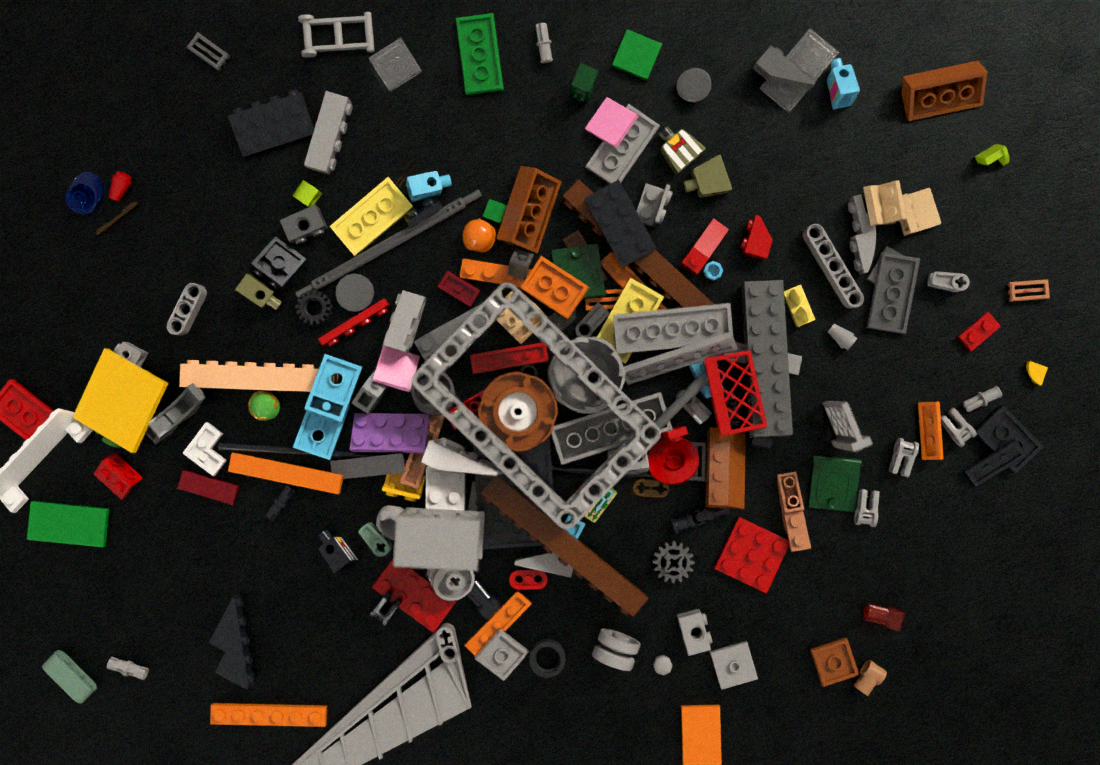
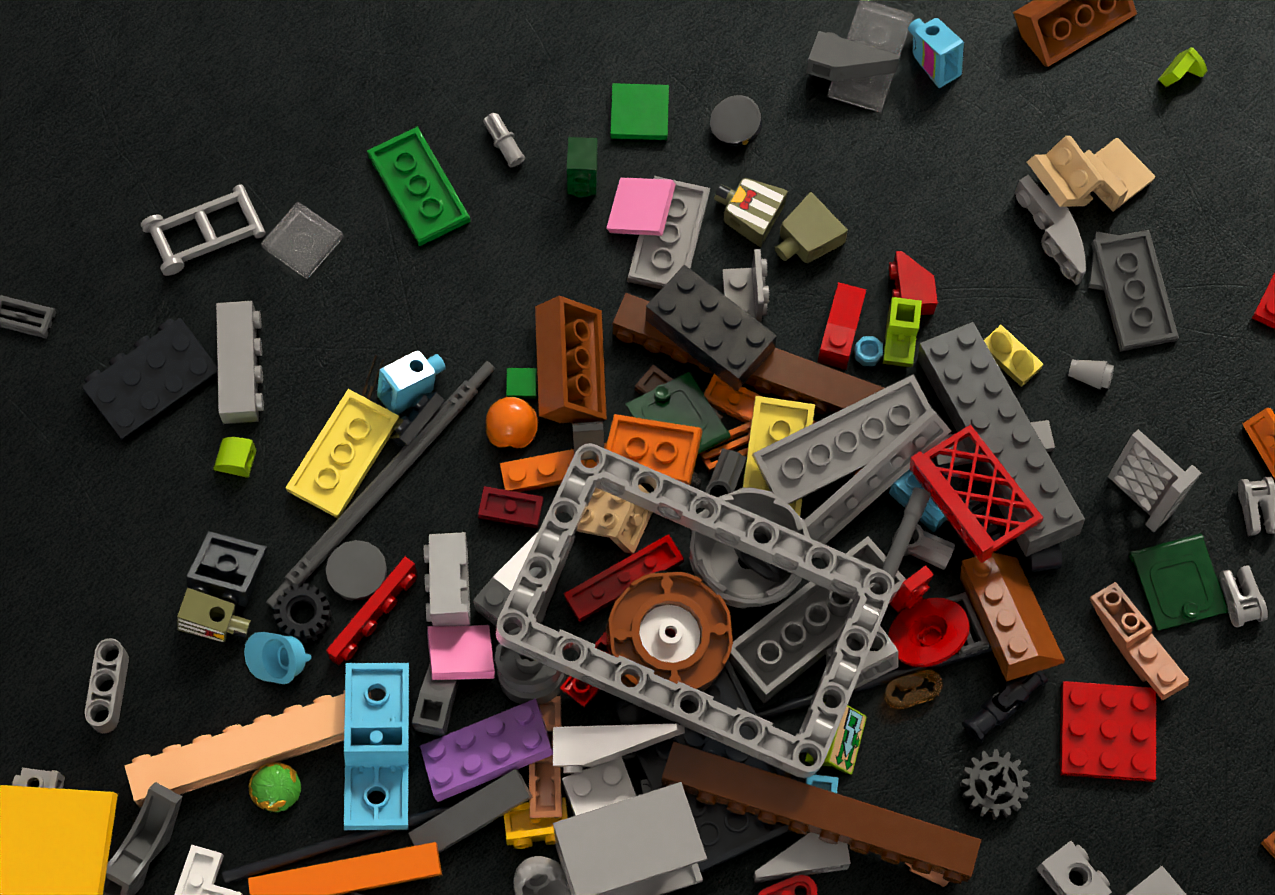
camera: 20 degrees left, 20 degrees down
(289, 330) = (275, 657): none -> medium azure piece
(293, 223) = (250, 483): dark grey brick -> none
(736, 268) = (901, 331): none -> lime brick
(841, 271) = (1040, 296): light grey beam -> none
(946, 281) = (1202, 246): light grey piece -> none

